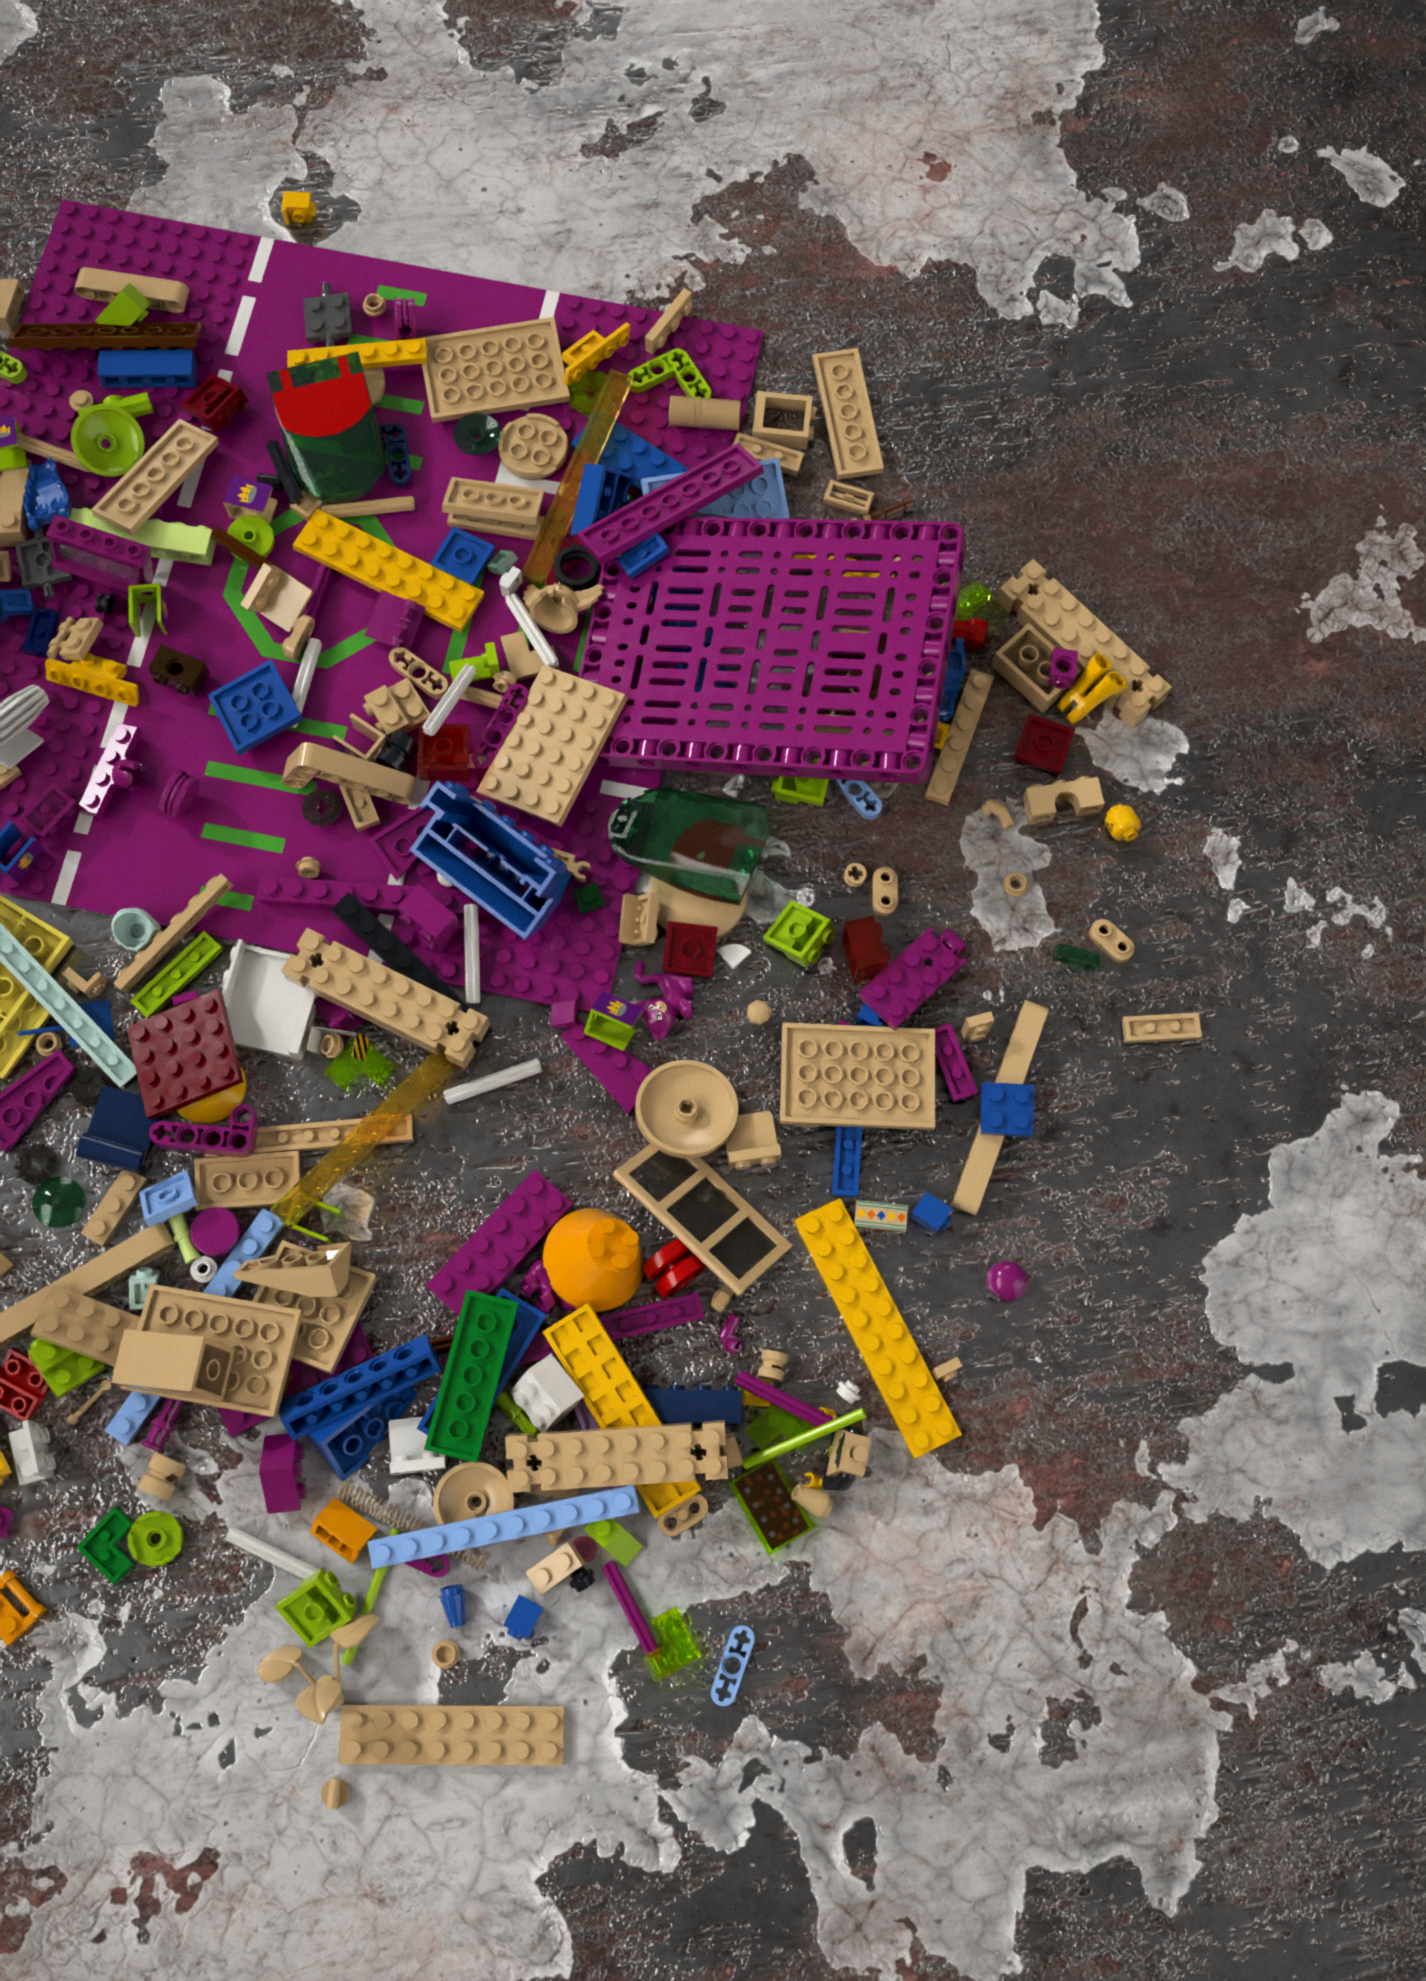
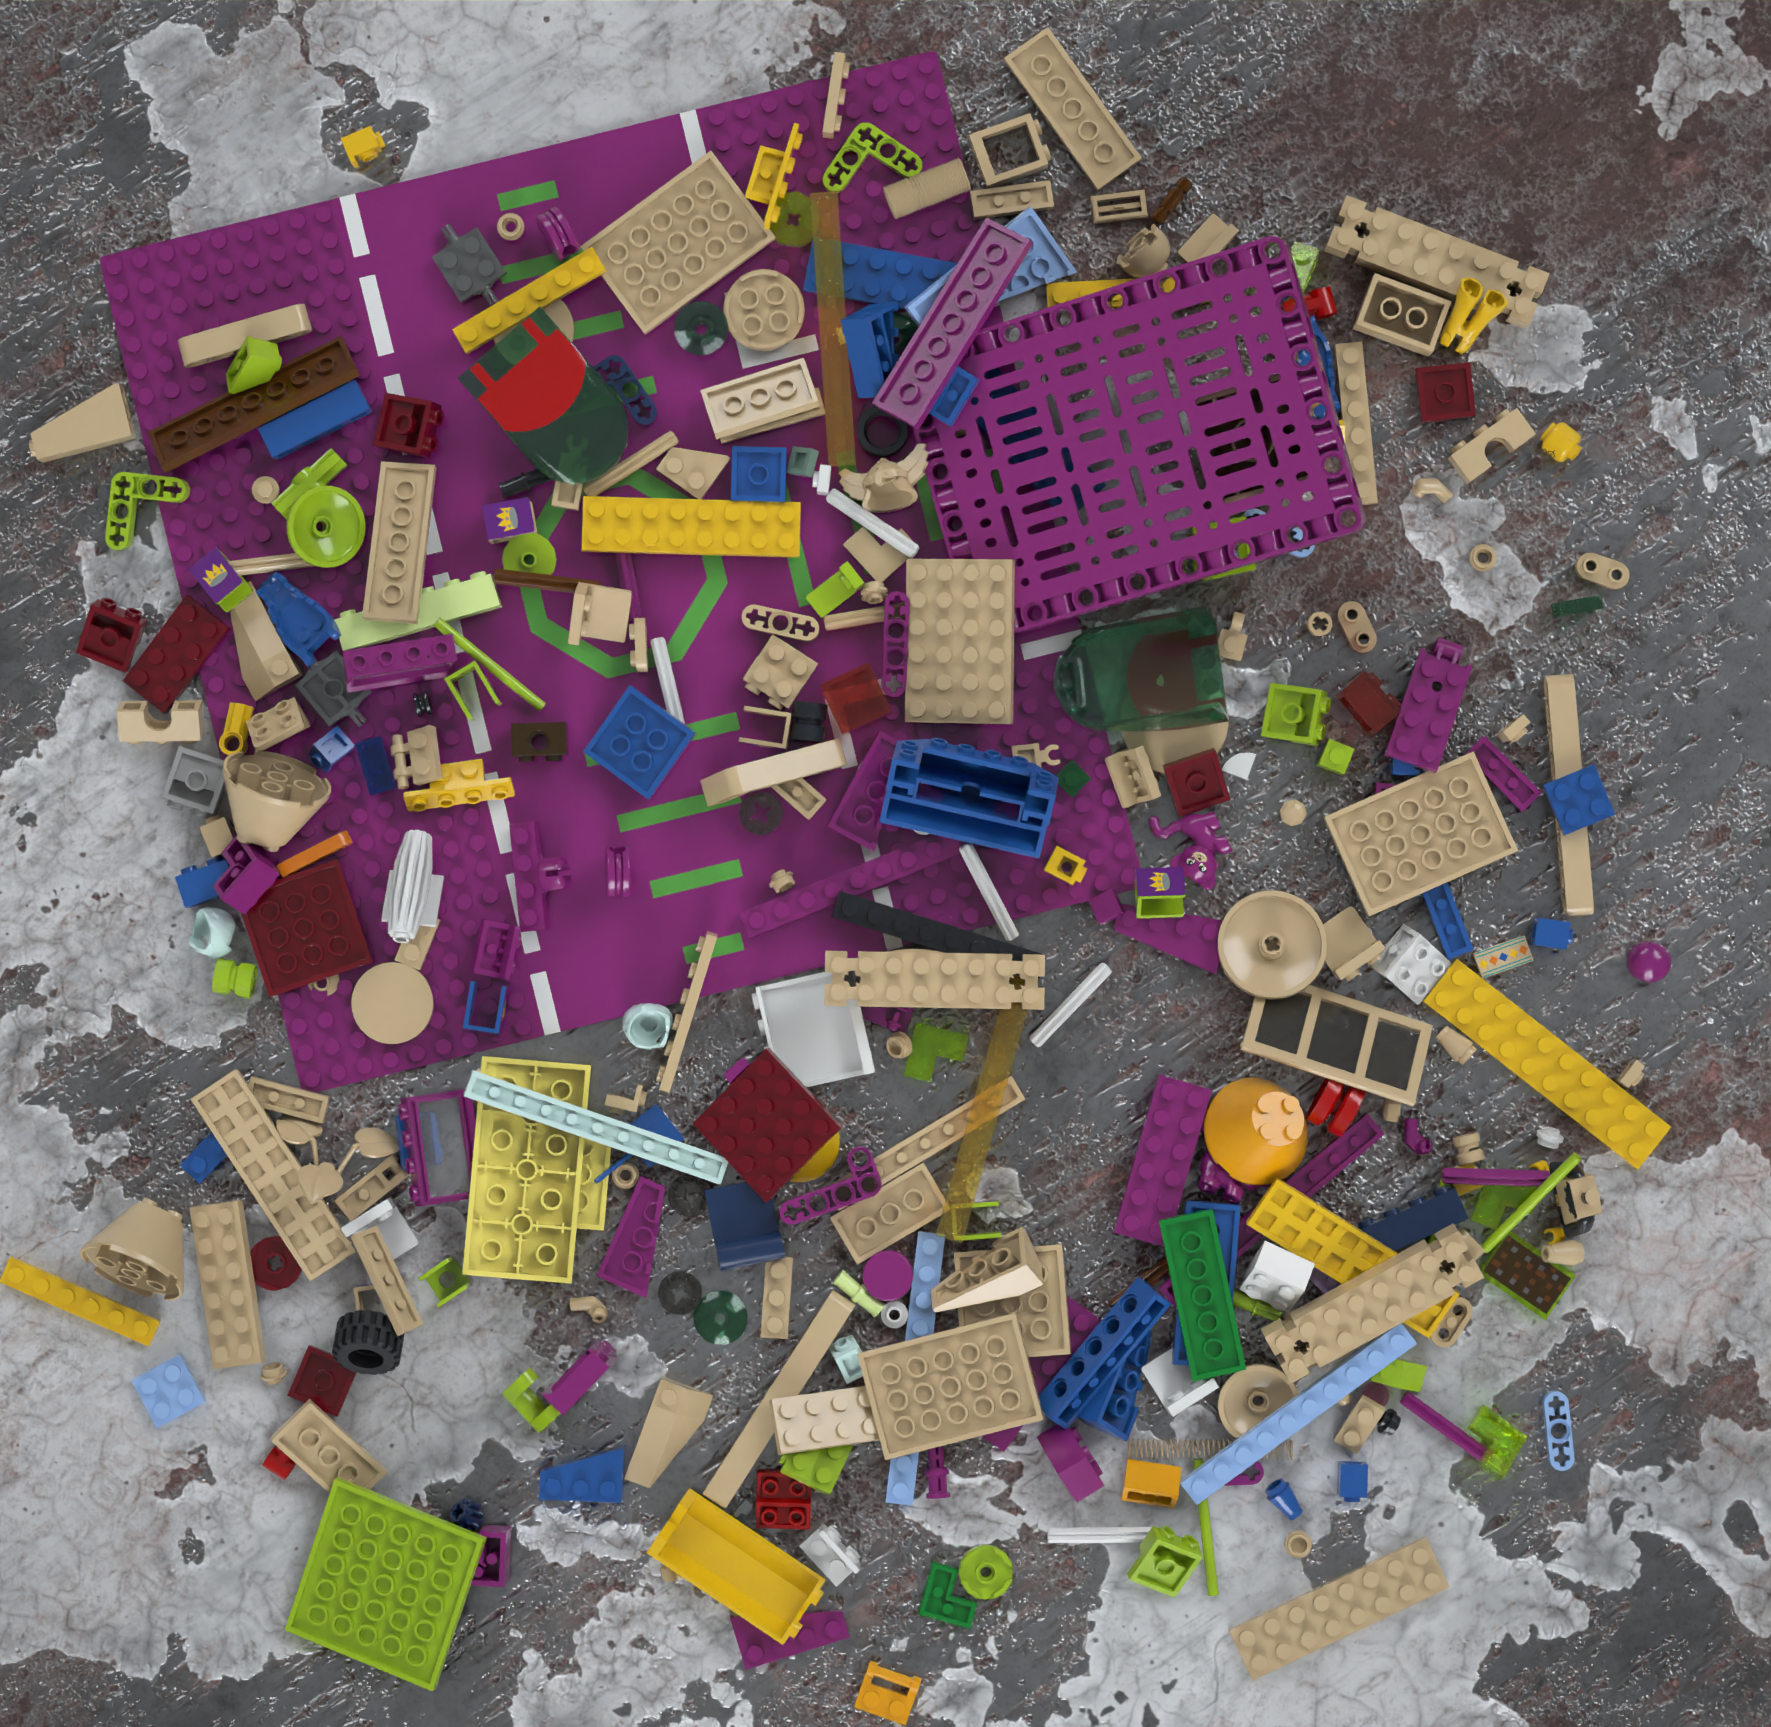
camera: 15 degrees left, 15 degrees up
(105, 1385) = (849, 1505): tan hinge -> none
(161, 1477) = (962, 1517): tan wheel -> none
(168, 1198) = (827, 1266): light blue plate -> none
(173, 598) = (490, 665): none -> lime piece
(173, 1364) = (926, 1419): tan slope -> none
(176, 975) = (710, 1049): lime plate -> none
(284, 471) = (528, 471): black axle -> none
(317, 1033) = (931, 1032): sticker -> none
(327, 1692) = (1218, 1633): tan plant -> none
(335, 1793) = (1262, 1705): tan plate -> none
(395, 620) = (728, 580): magenta hinge -> none
(414, 532) = (692, 469): none -> tan wing
(436, 922) = (932, 880): magenta brick -> none
(449, 700) = (834, 644): white axle -> none
(545, 954) = (1056, 860): none -> yellow brick
(776, 855) = (1232, 641): none -> tan plate
(799, 1184) = (1411, 964): none -> white bracket
(805, 1273) = (1456, 1045): none -> tan cone
(816, 982) = (1335, 757): none -> lime brick
(1062, 659) = (1434, 301): magenta brick -> none
(1161, 1028) = (1689, 640): tan plate -> none

